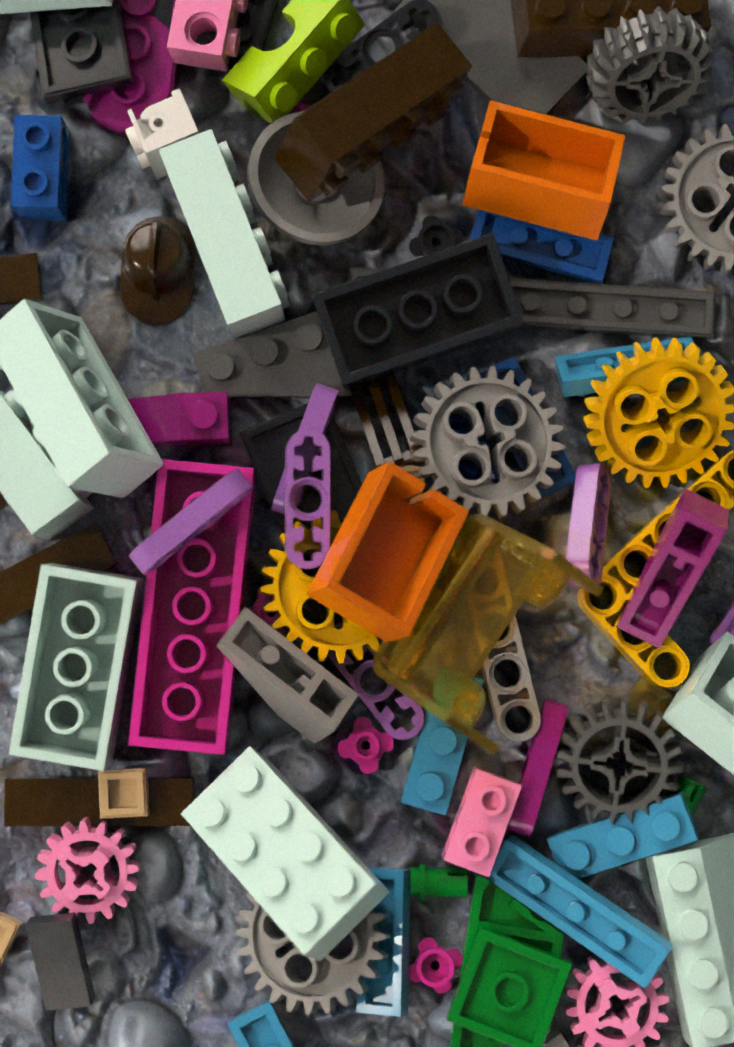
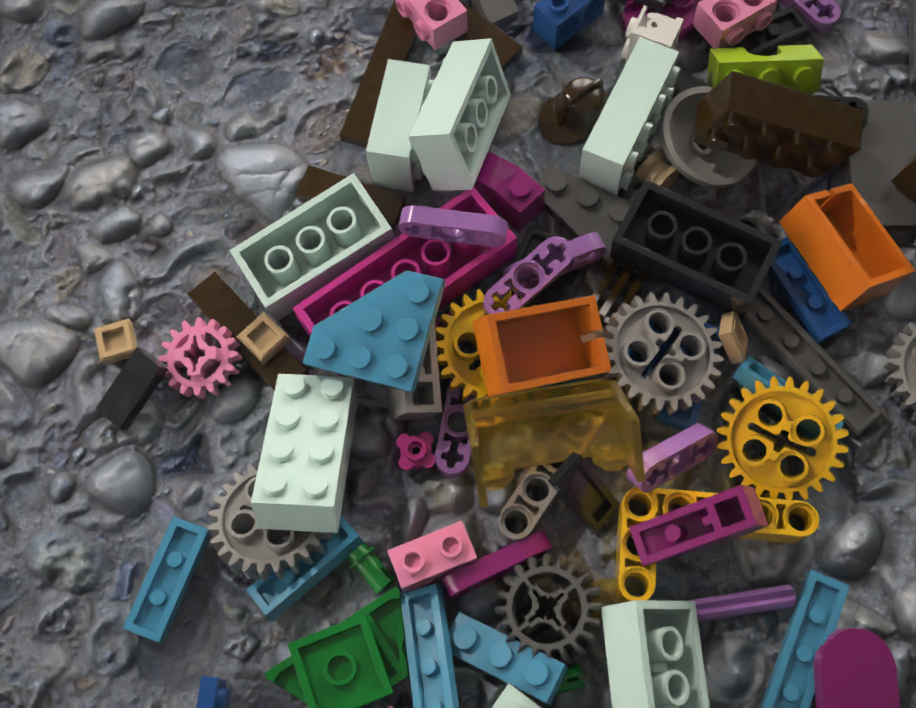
camera: 50 degrees right, 15 degrees down
(239, 690) = (380, 334): none -> dark azure plate
(300, 261) = (657, 171): none -> tan wheel
(434, 764) = (448, 501): dark azure plate -> none
(440, 978) = (308, 607): dark pink plate -> none
(529, 358) = (733, 337): none -> tan tile
(546, 633) = (584, 492): none -> black tile

